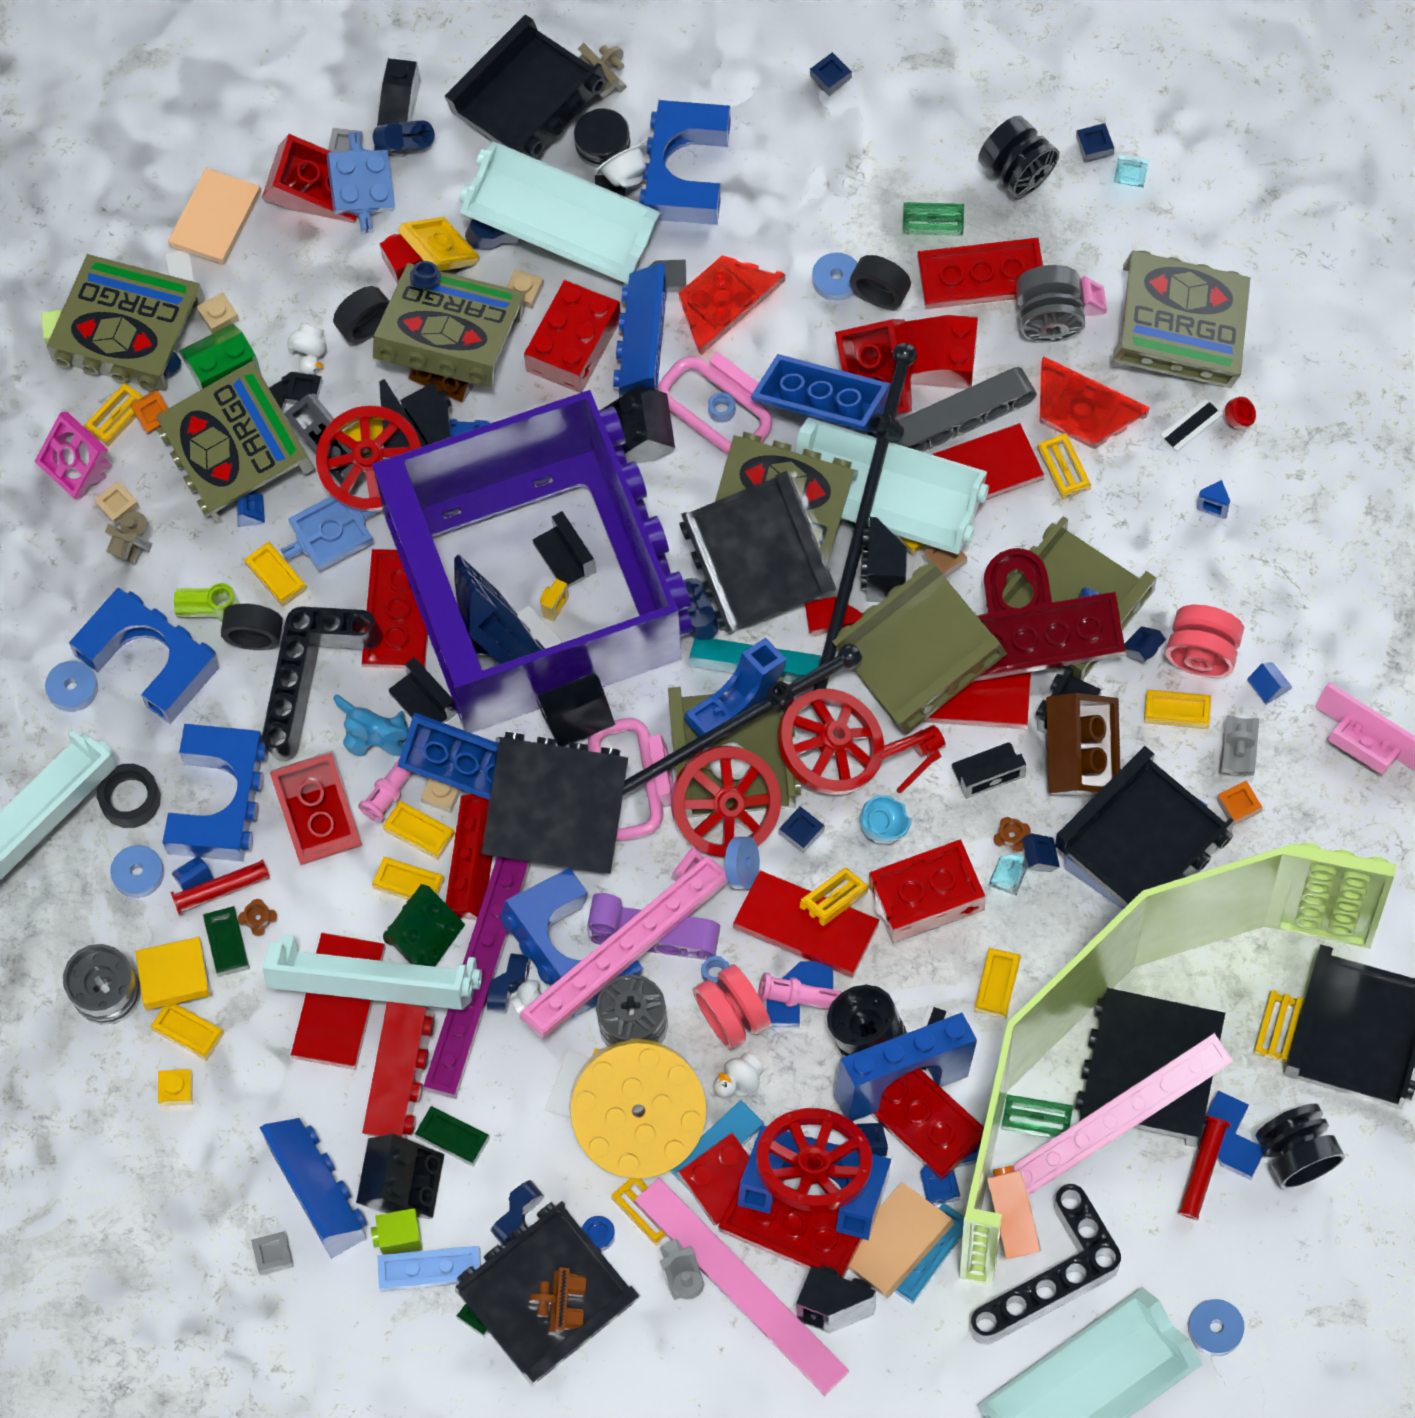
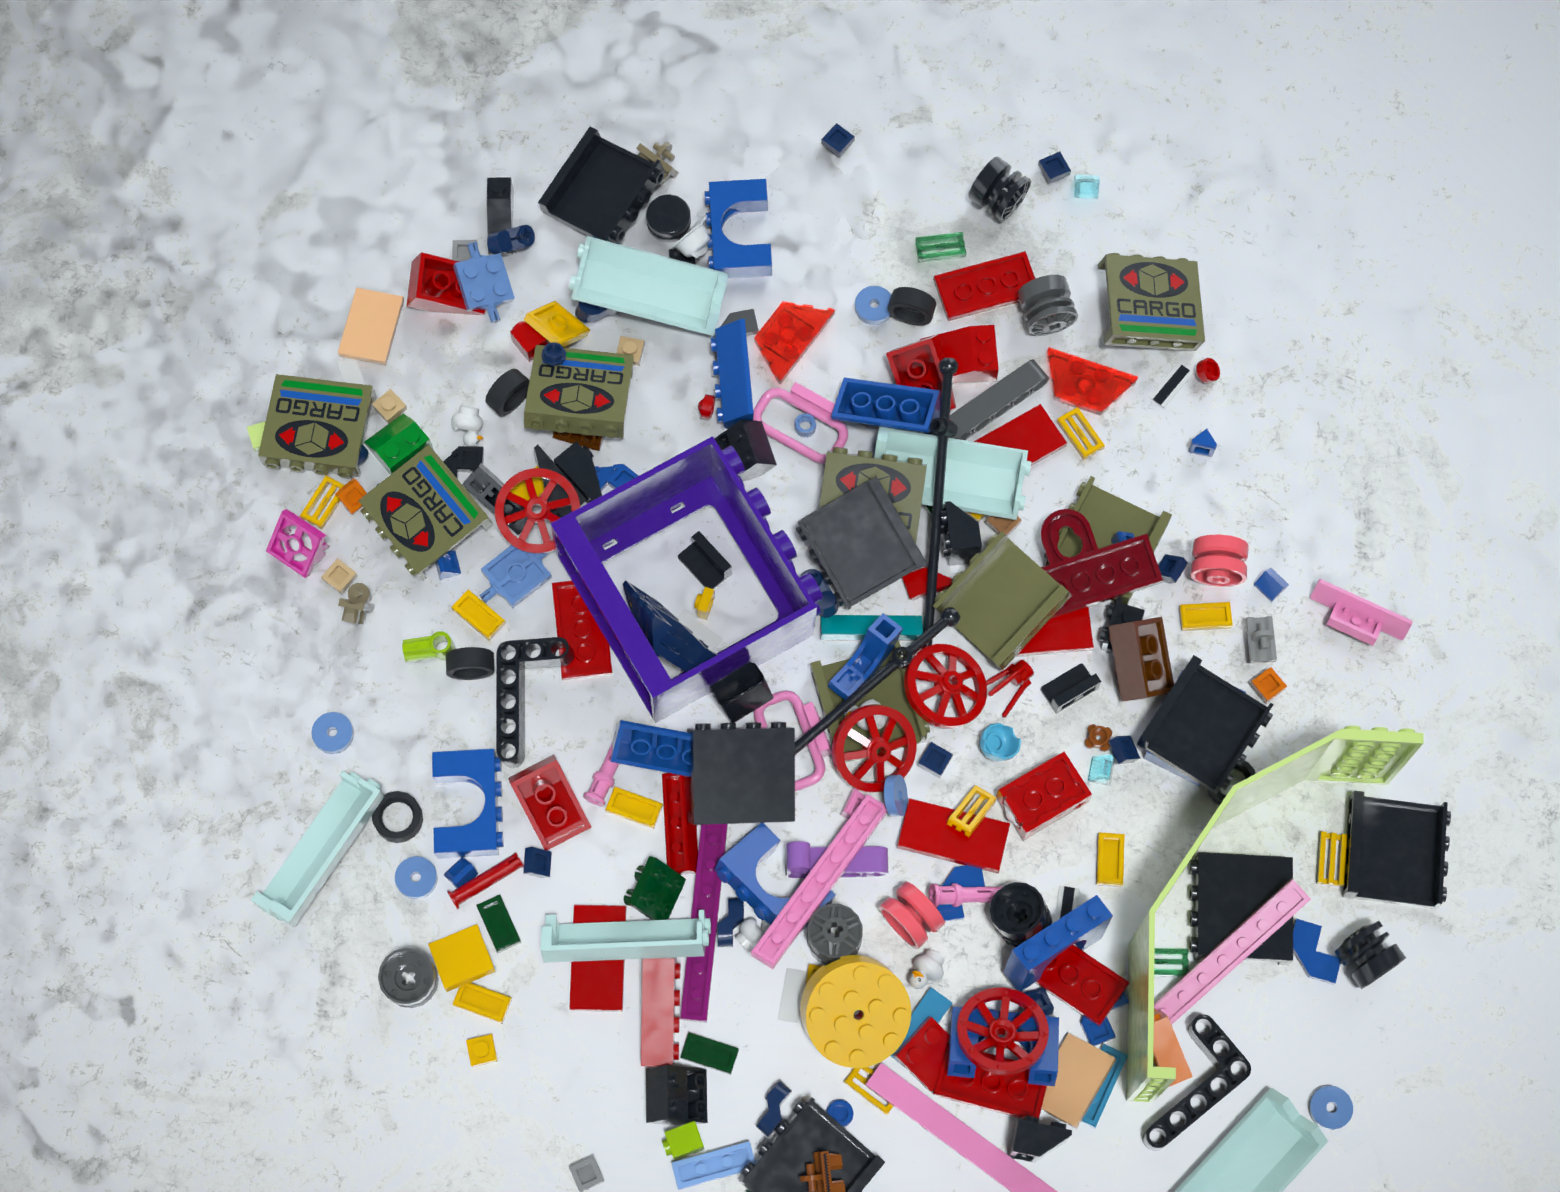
camera: 15 degrees left, 5 degrees up
(127, 619) = (366, 671): blue arch -> none
(255, 908) = (519, 892): dark orange plate -> none
(286, 875) = (537, 862): none -> dark blue plate
(314, 1185) = (610, 1114): blue slope -> none
(370, 729) = (578, 732): dark azure animal -> none
(404, 879) = (632, 850): yellow tile -> none
(422, 694) = (616, 698): black panel -> none
(440, 795) = (645, 777): tan plate -> none
(572, 336) = (677, 385): red piece -> none
(604, 367) = (706, 406): none -> red tile
(681, 1270) = (914, 1136): light grey hips -> none
(713, 961) = (889, 877): medium blue axle -> none
(1093, 297) = (1078, 293): bright pink slope -> none
(1203, 1167) = (1297, 983): red pin -> none

